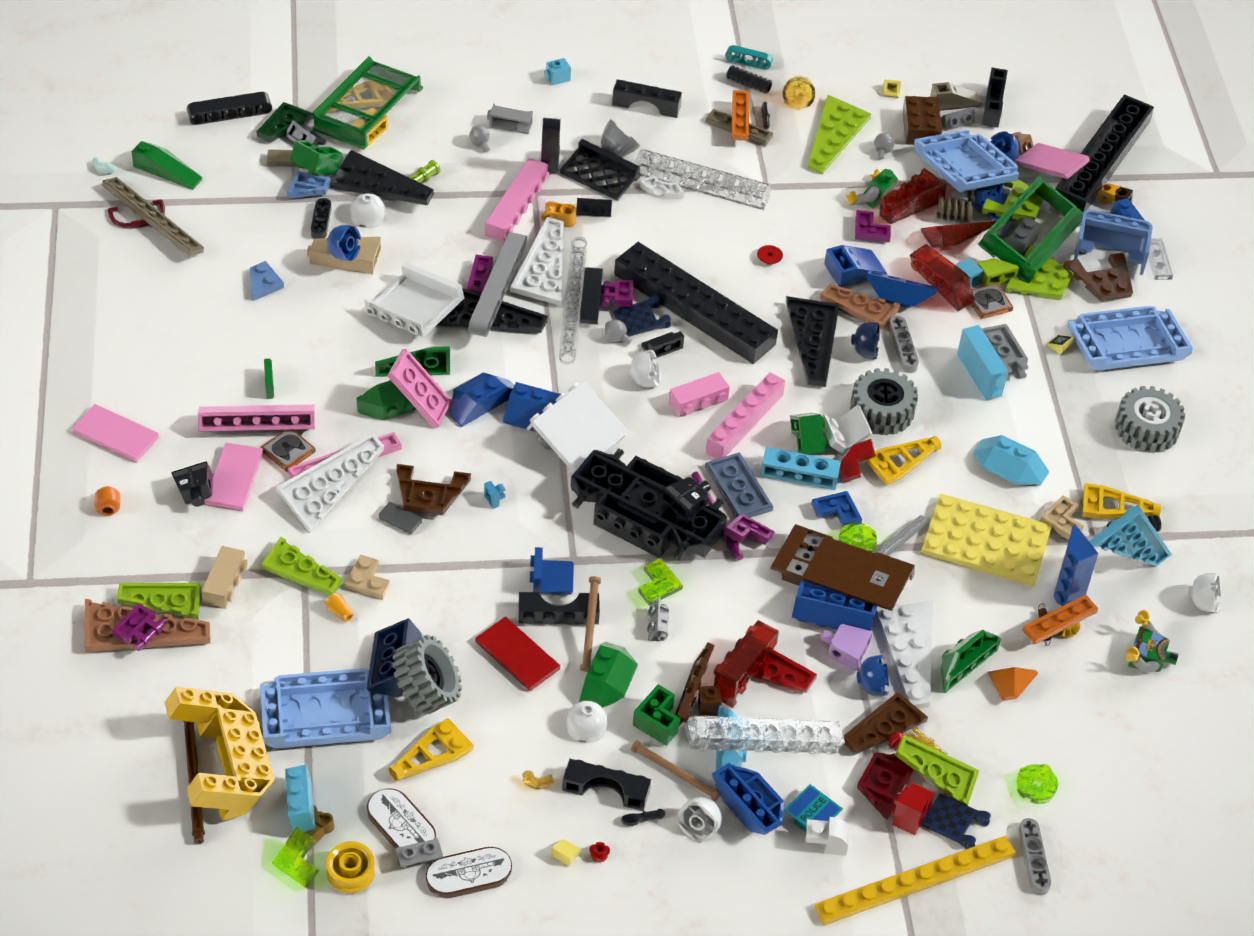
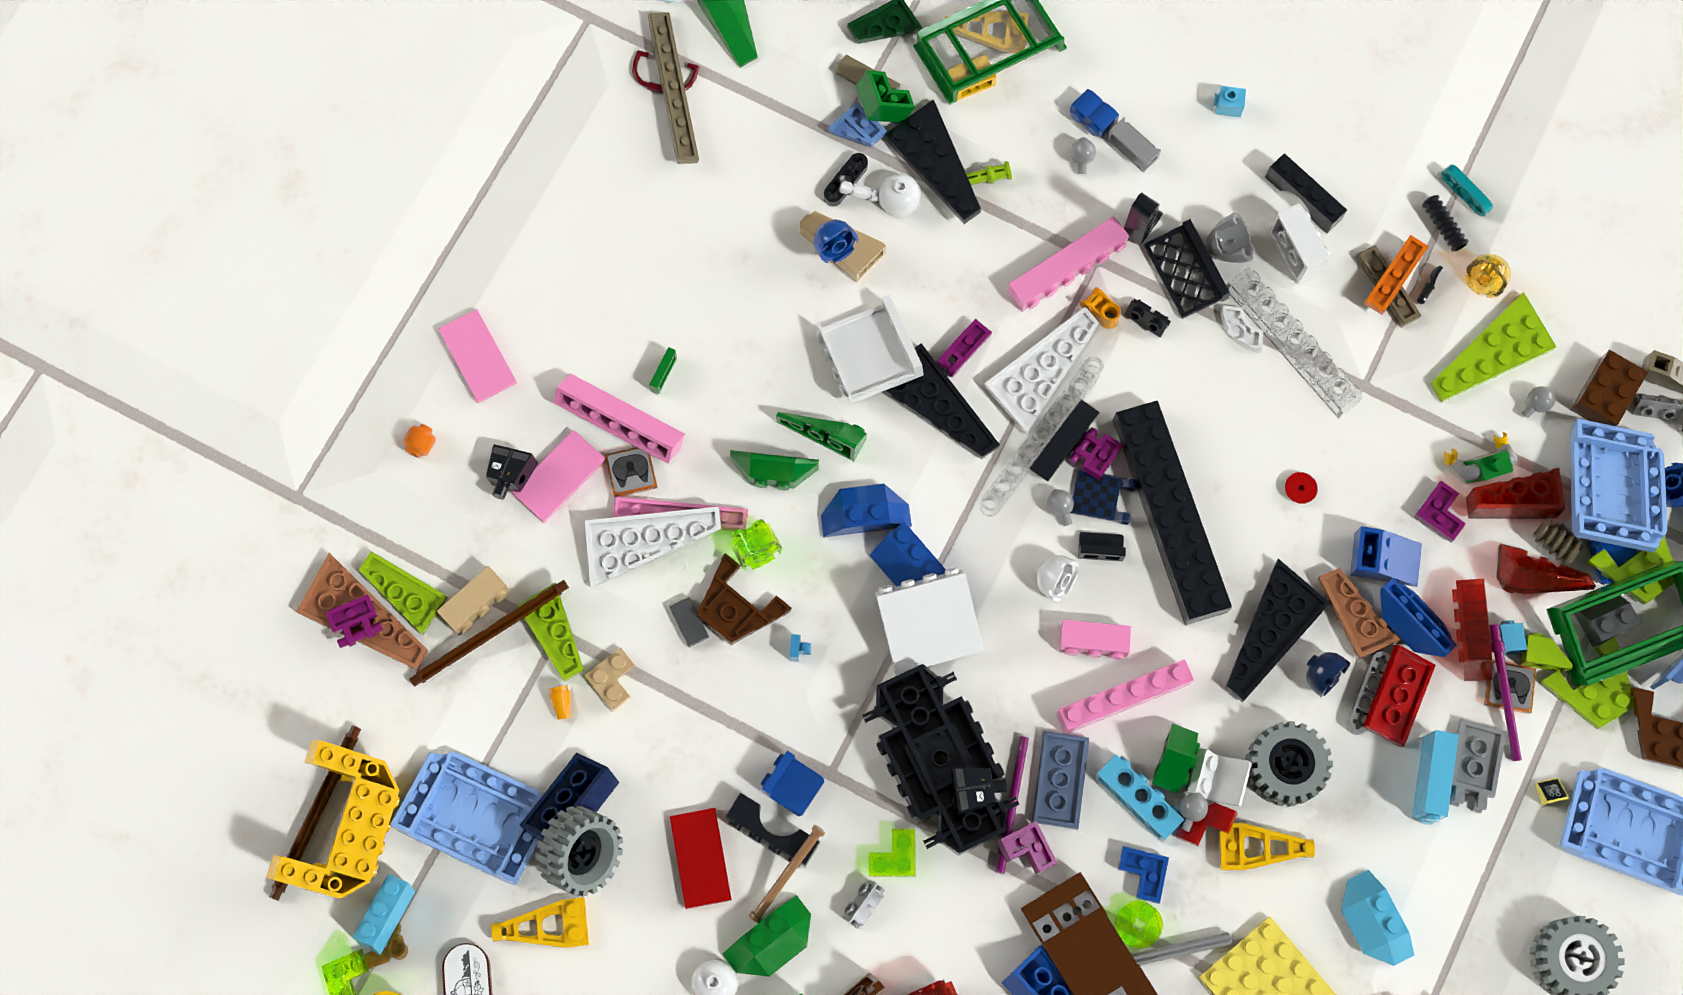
camera: 35 degrees right, 25 degrees up
(251, 590) = (490, 632): none -> reddish brown piece
(264, 280) = (737, 233): medium blue wing -> none
(300, 132) = (896, 54): panel -> none
(337, 218) = (859, 191): none -> white axle
(417, 444) = (755, 545): none -> clear neon green brick
(419, 388) = (795, 479): bright pink tile -> none
(469, 113) = (1093, 113): none -> blue brick
(497, 284) = (969, 376): light grey beam -> none
(664, 123) = (1299, 243): none -> white brick
(843, 452) = (1193, 808): none -> light grey piece
(891, 88) = (1608, 321): light yellow slope -> none
(924, 335) = (1399, 695): none -> red tile
(980, 292) = (1498, 647): none -> magenta bar

